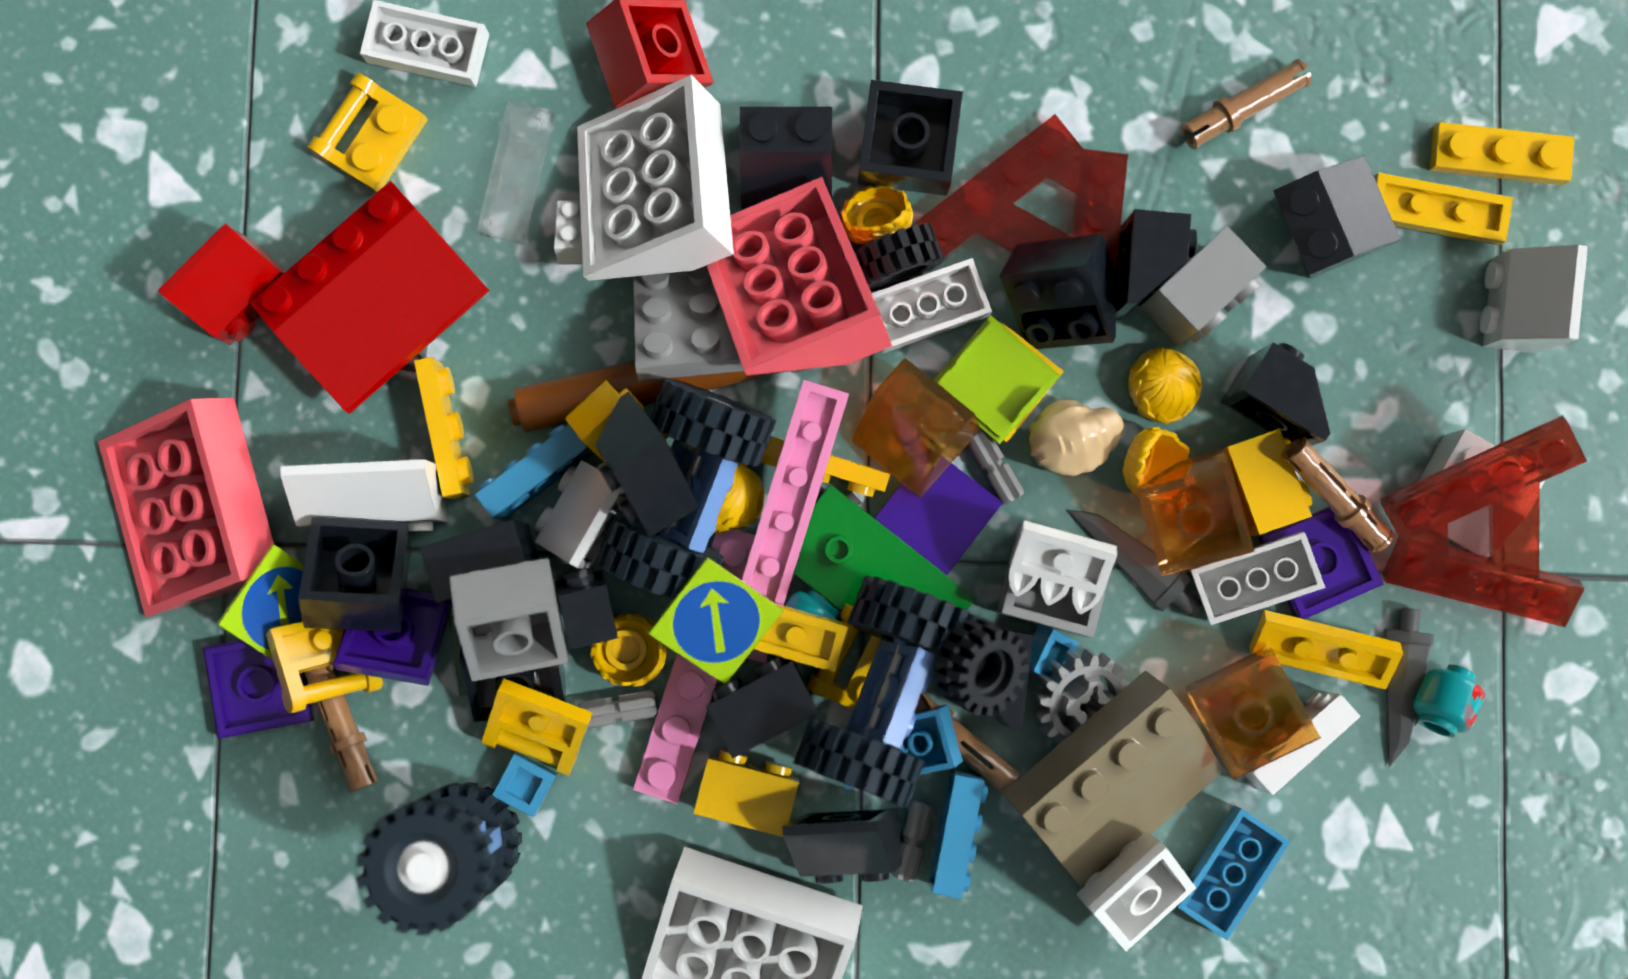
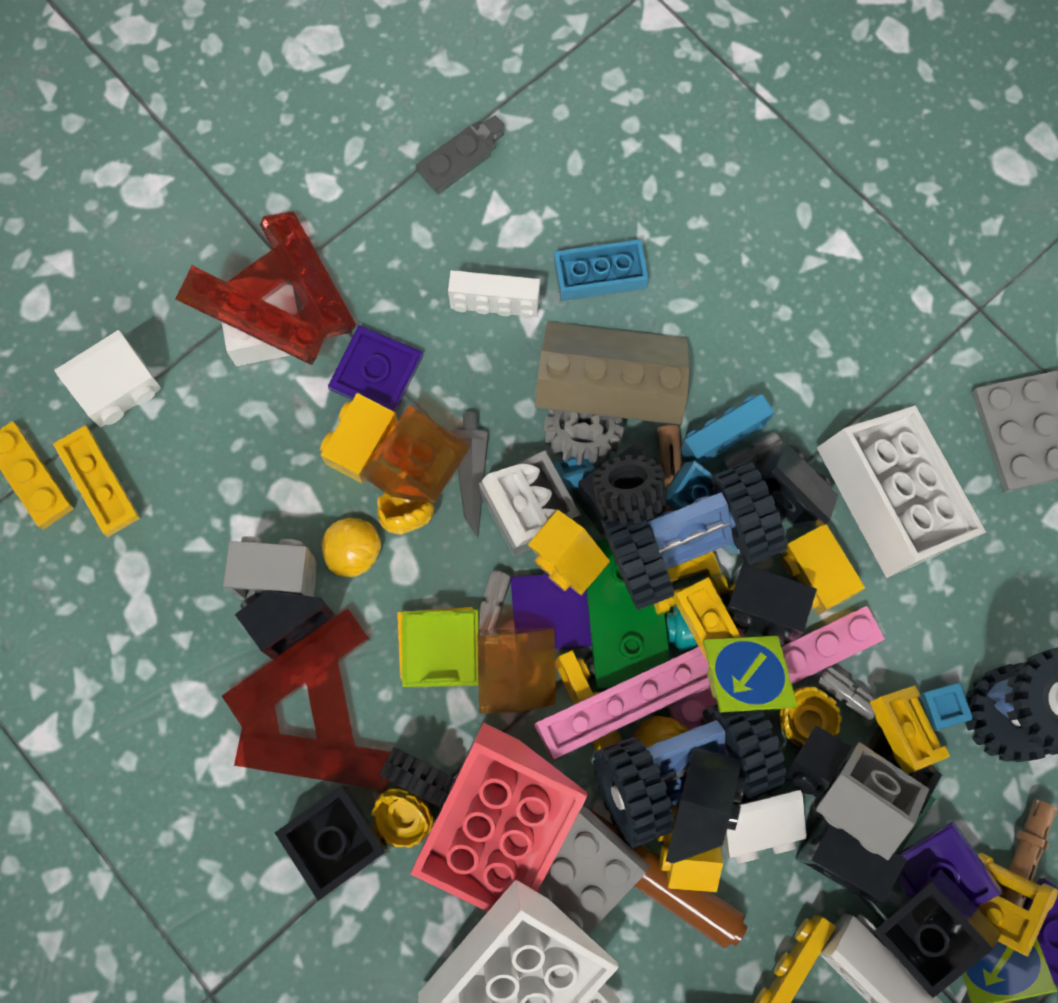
camera: 130 degrees left, 10 degrees down
(532, 474) = (773, 884): dark azure piece -> none
(783, 150) = (414, 917): black slope -> none
(932, 304) = (427, 731): white piece -> none
(975, 564) = (568, 553): none -> yellow brick
(1062, 291) = (348, 655): black slope -> none
(1074, 437) = (432, 570): tan hair -> none
(1136, 890) = (663, 309): white slope -> none
(1229, 113) = (140, 657): medium nougat pin -> none
(1252, 712) = (502, 330): clear orange slope -> none
(1258, 579) = (409, 383): white piece -> none
(1280, 393) = (298, 472): black slope -> none
(1328, 649) = (427, 324): yellow plate -> none
(1336, 215) = (154, 533): slope -> none
(1350, 509) = (331, 377): medium nougat pin -> none
(1406, 679) = (393, 276): dark grey bar -> none
(1448, 700) = (394, 236): teal head -> none
(1482, 850) = (460, 154): none -> dark grey hinge

